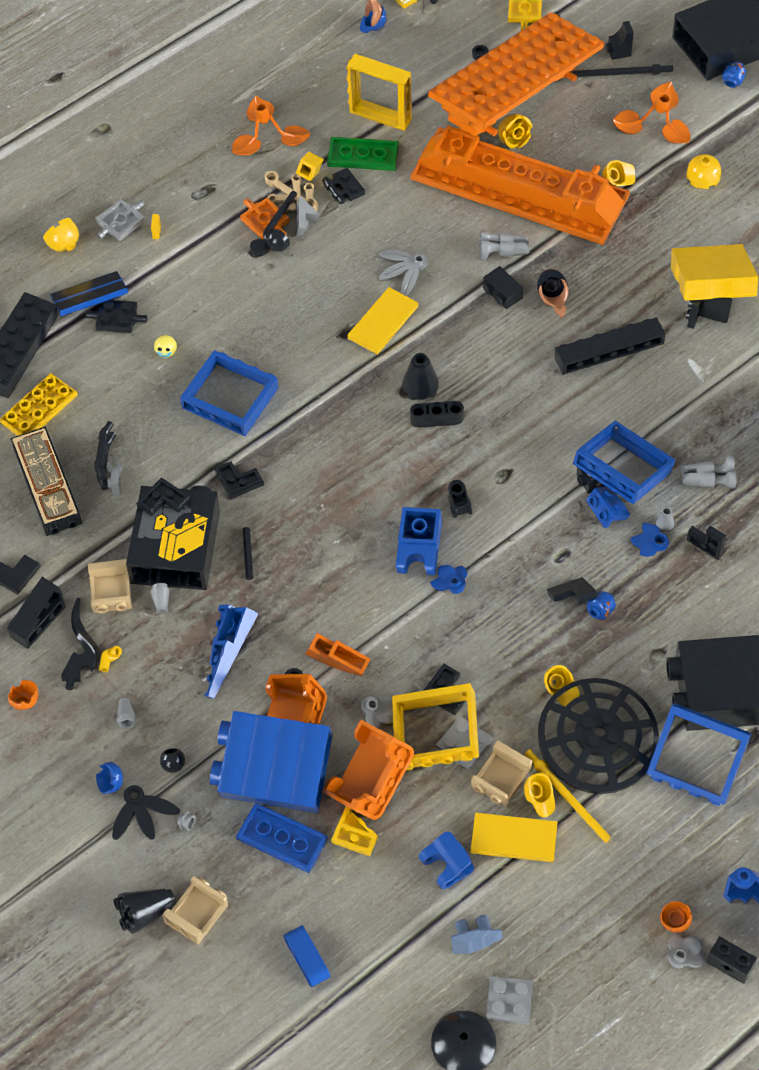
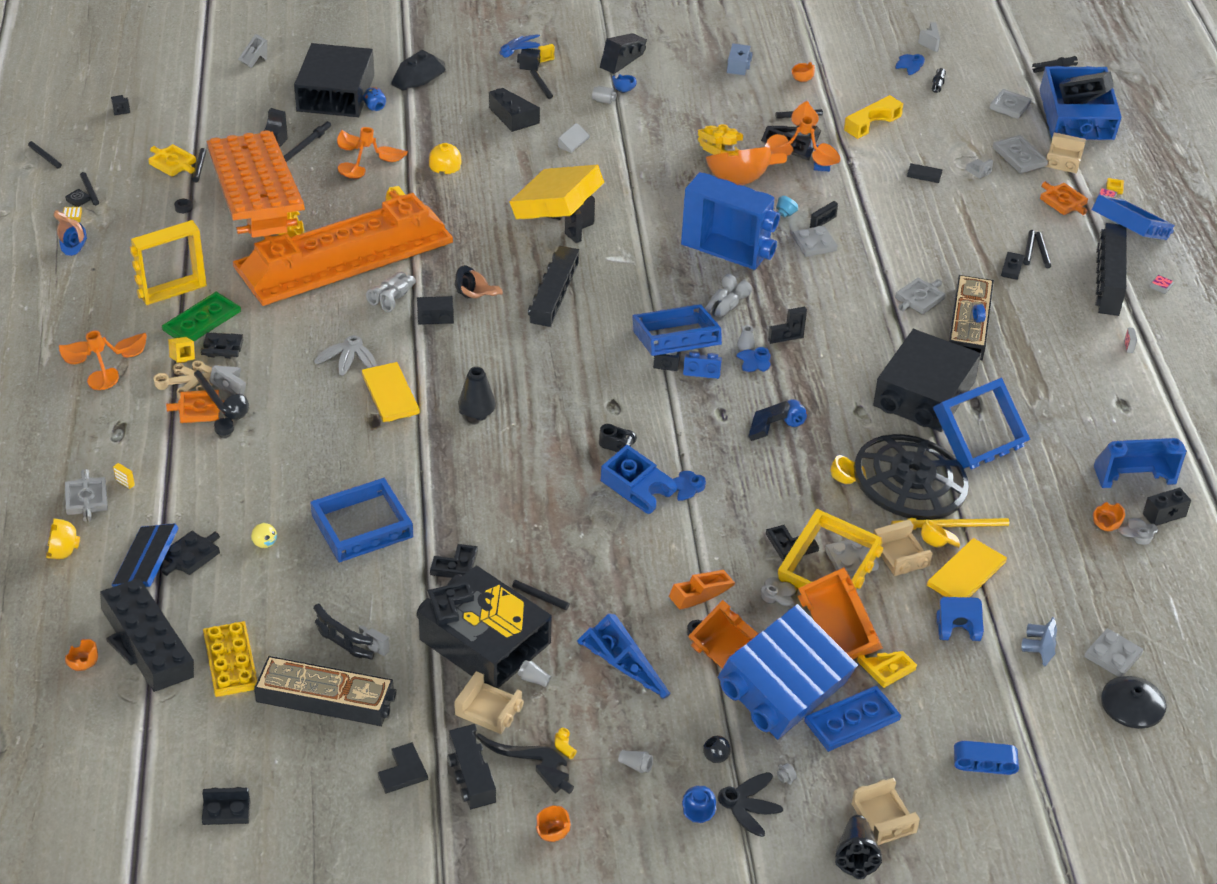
camera: 60 degrees left, 15 degrees down
(448, 414) = (519, 408): black beam -> none

